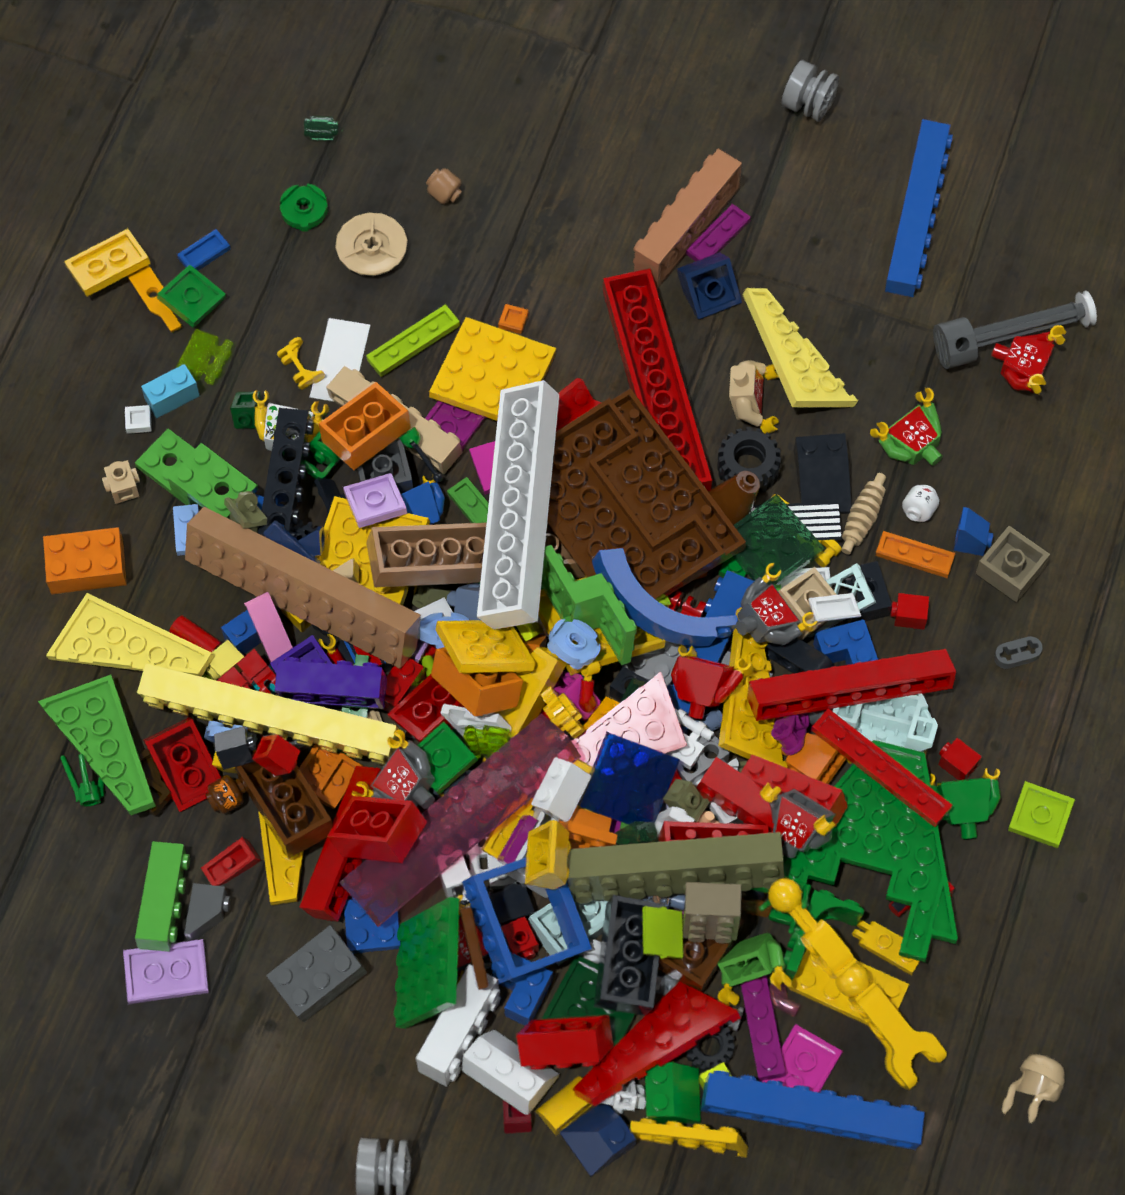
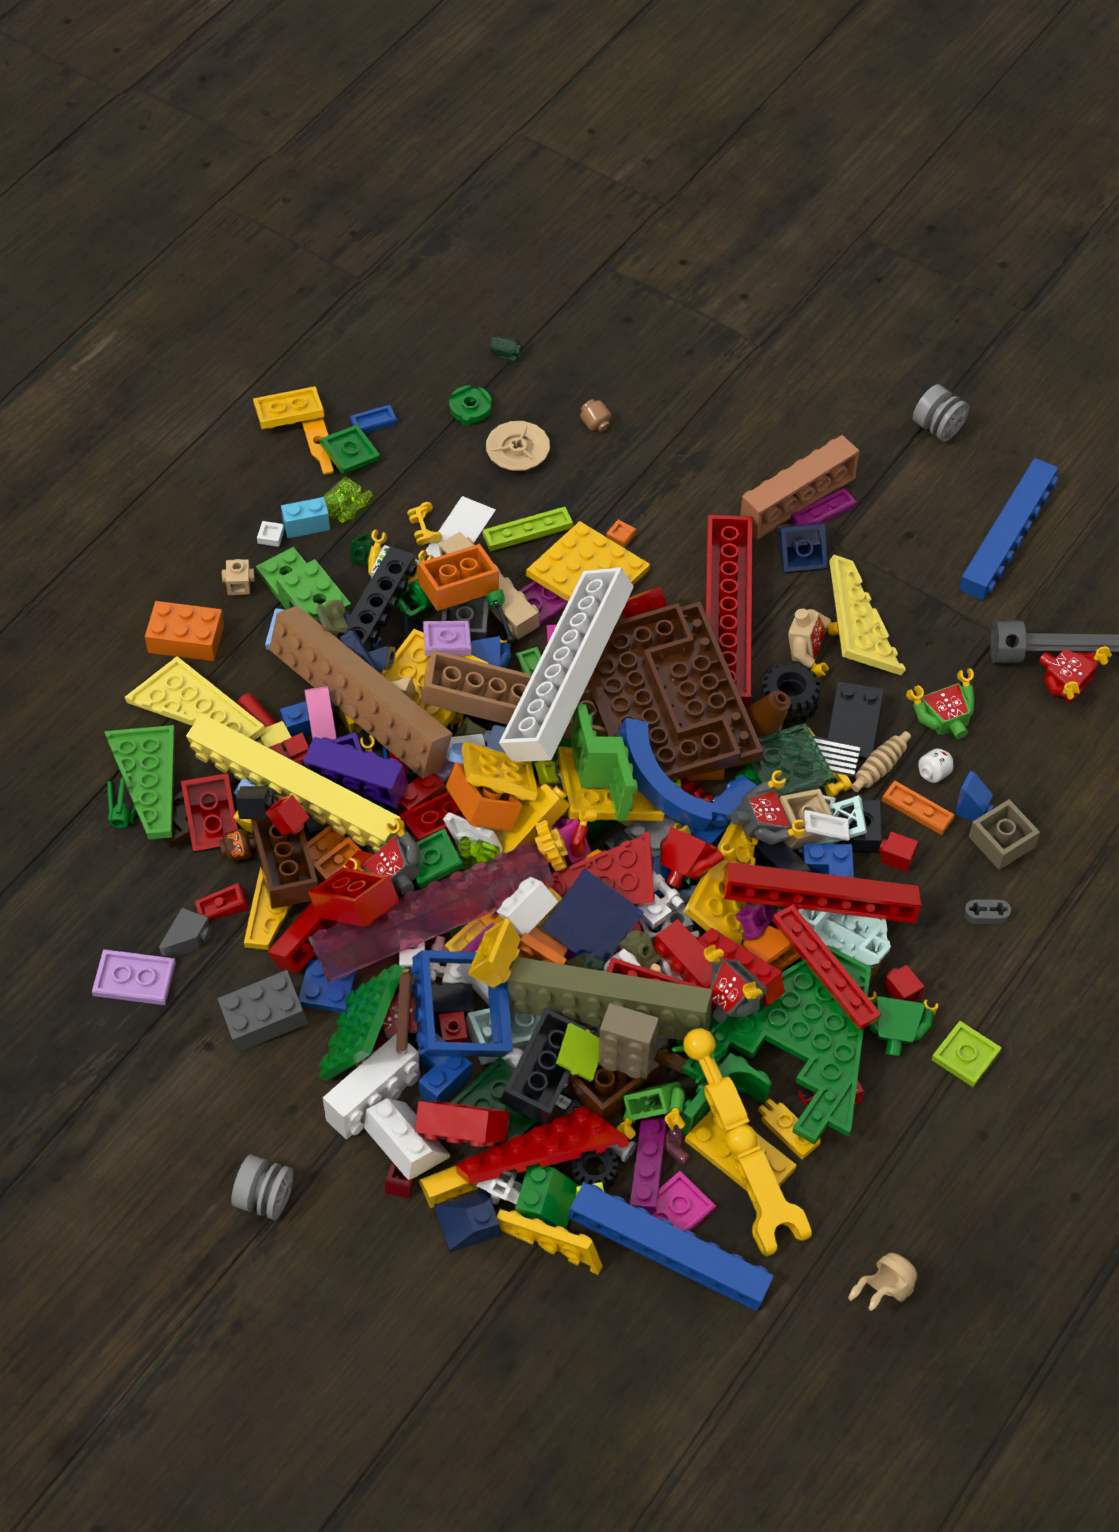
camera: 15 degrees right, 10 degrees down
(161, 896) = (151, 912): bright green brick -> none
(575, 655) = (568, 787): light blue plate -> none

